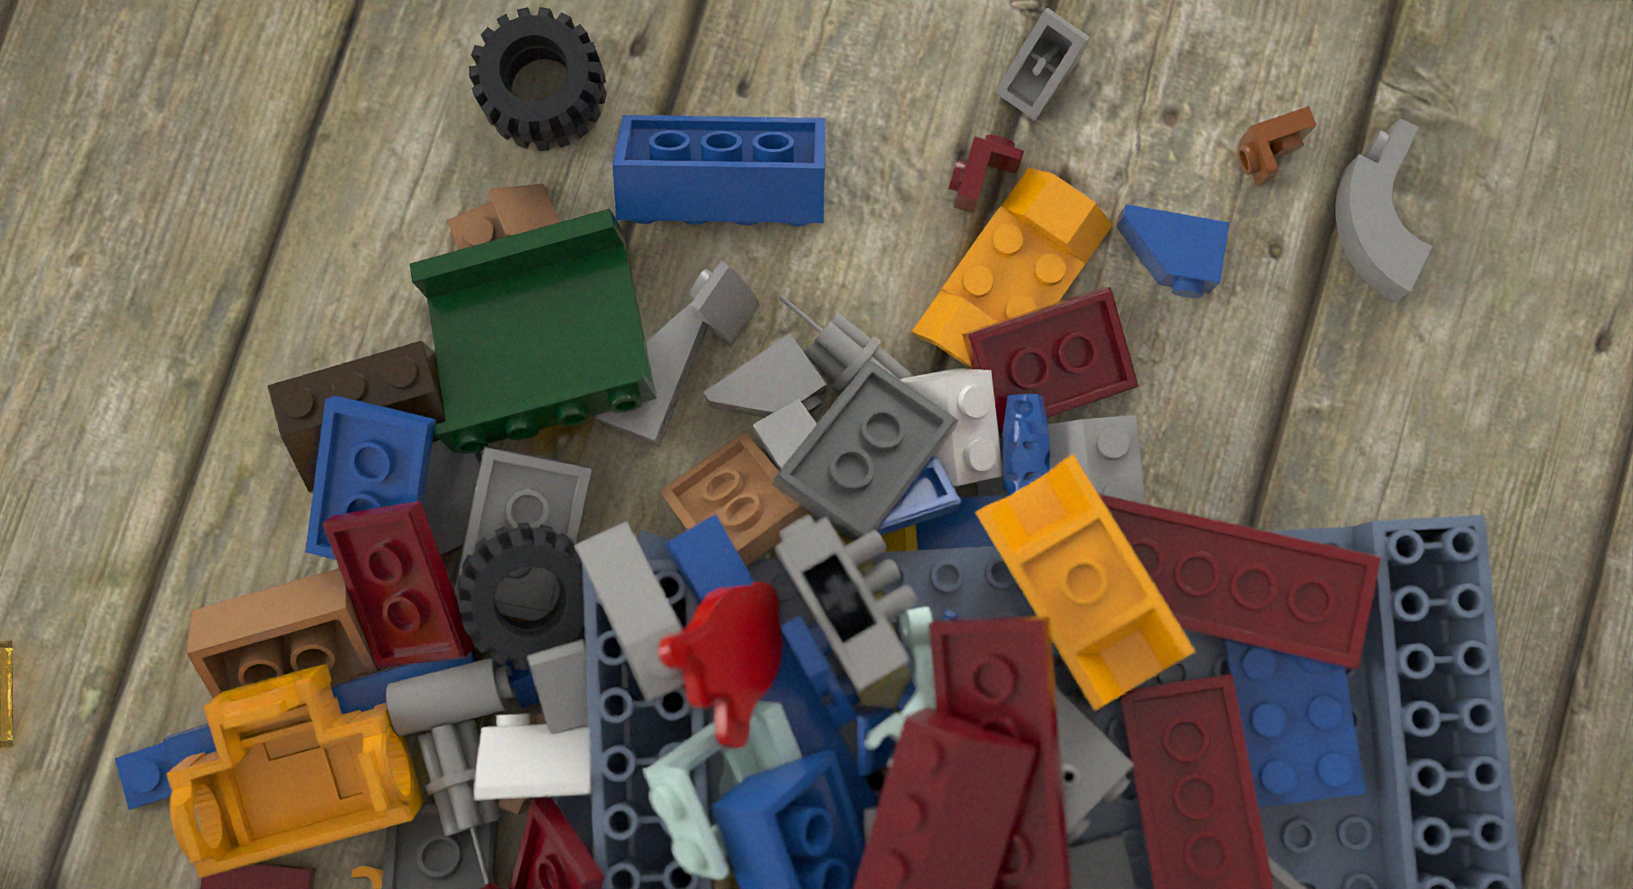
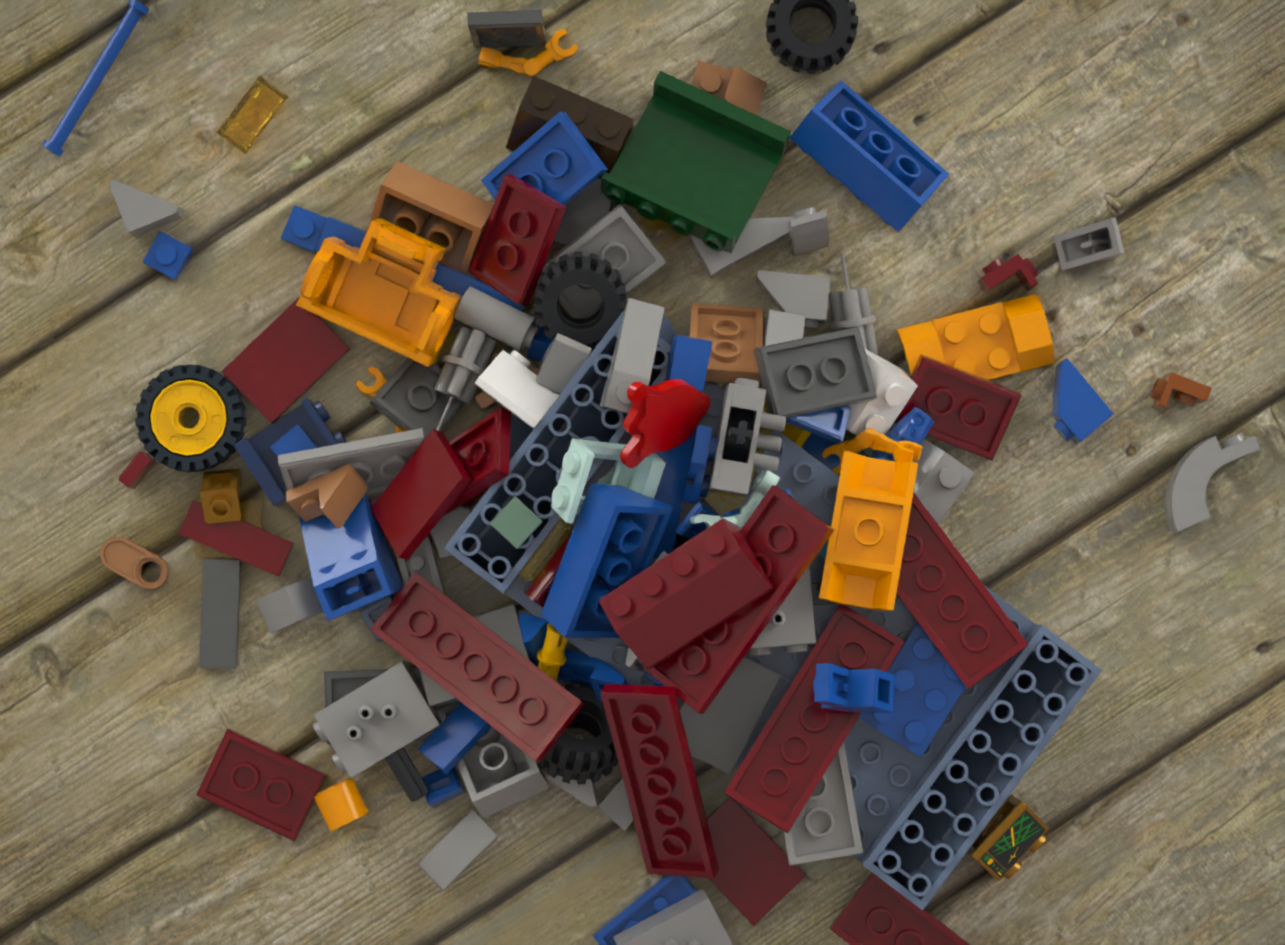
camera: 35 degrees right, 5 degrees up
(190, 357) = (507, 28): none -> dark grey tile
(215, 405) = (495, 59): none -> light orange piece
(1039, 456) = (903, 450): none -> light orange piece
(1229, 785) = (853, 689): none -> blue brick
(1538, 787) = (1008, 838): none -> slope

